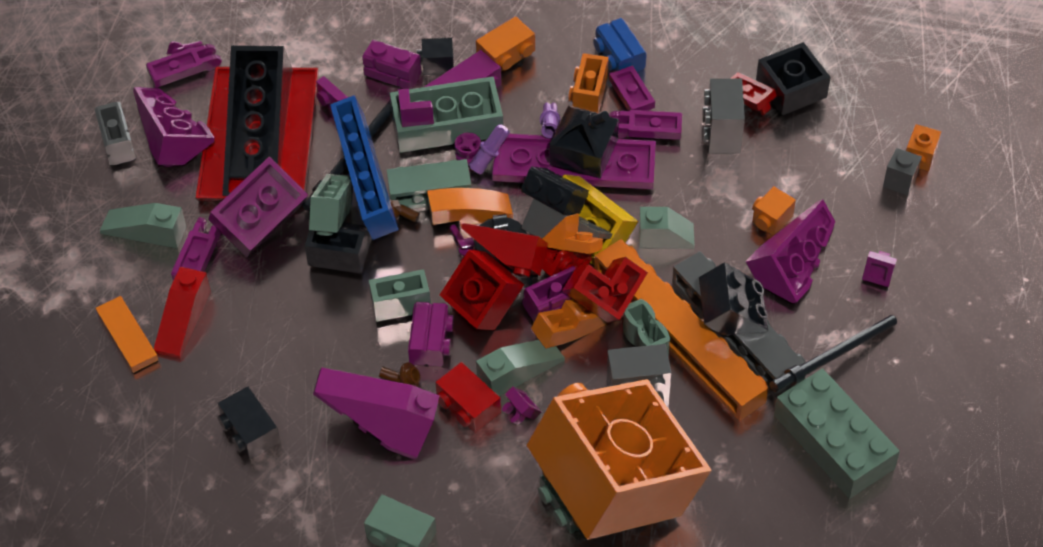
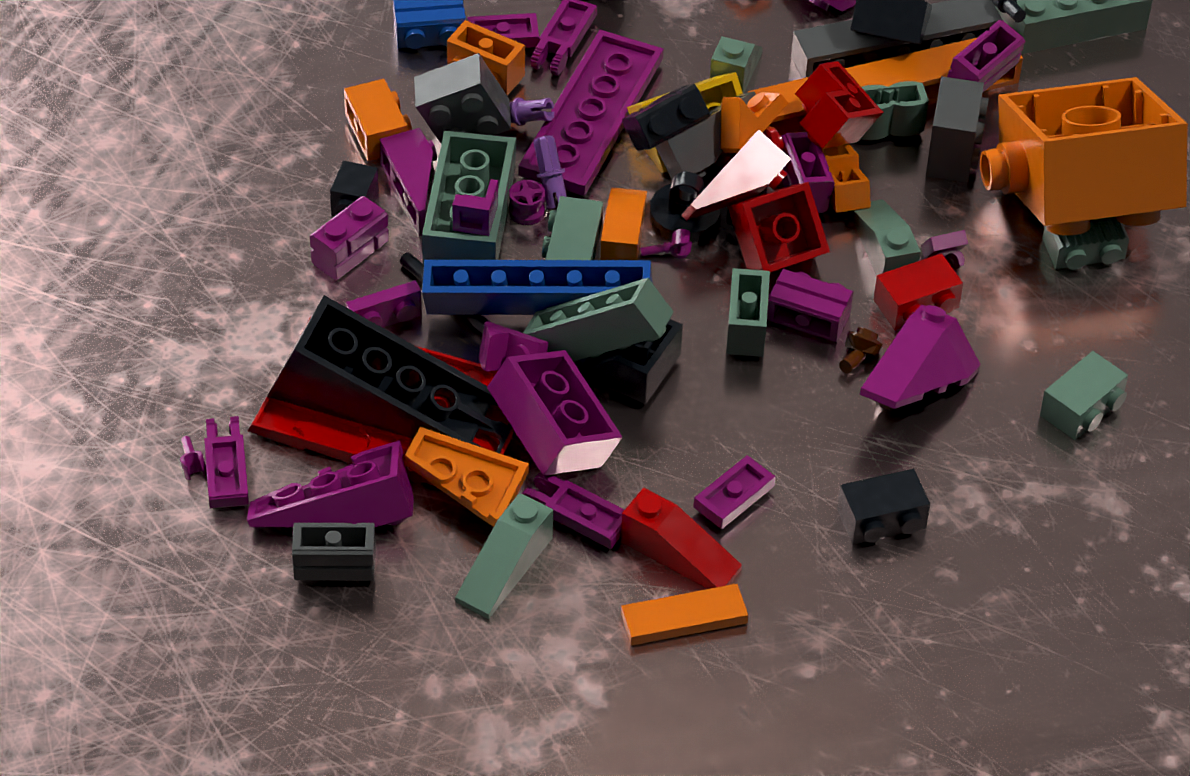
camera: 75 degrees left, 5 degrees down
(199, 181) = (467, 473): none -> orange wing
(238, 333) = (734, 491): none -> magenta plate
(313, 167) = (502, 342): none -> magenta slope
(525, 79) = (462, 99): none -> dark grey brick
(584, 141) = (589, 77): black piece -> none
(705, 372) = (988, 55): none -> magenta brick

